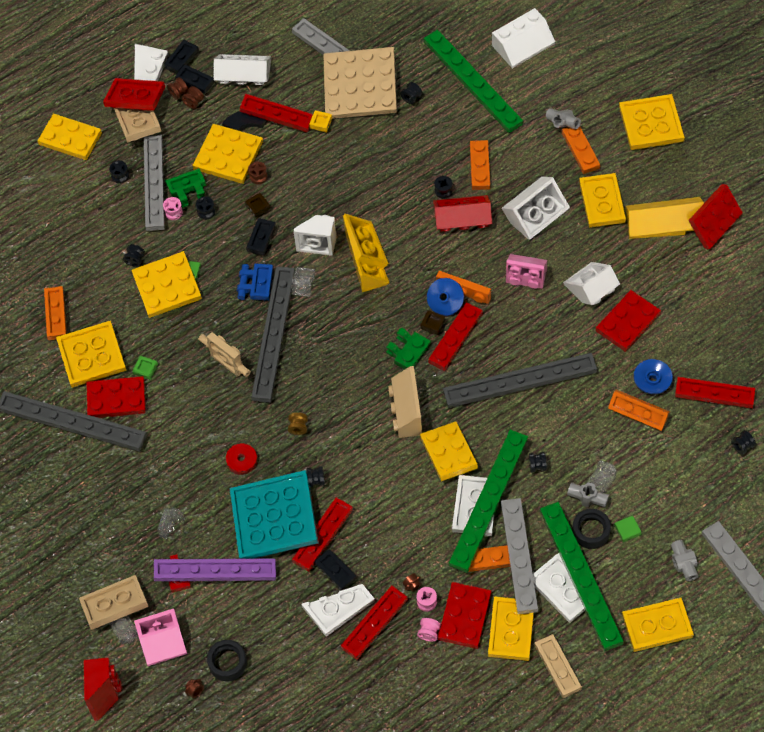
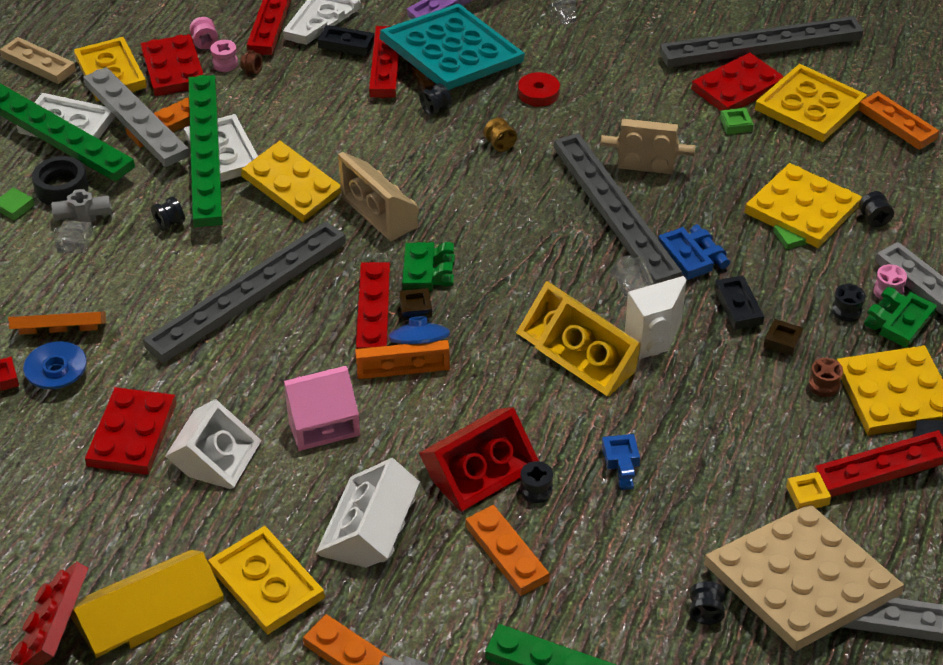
camera: 145 degrees right, 15 degrees down
(392, 181) = (623, 454): none -> blue plate

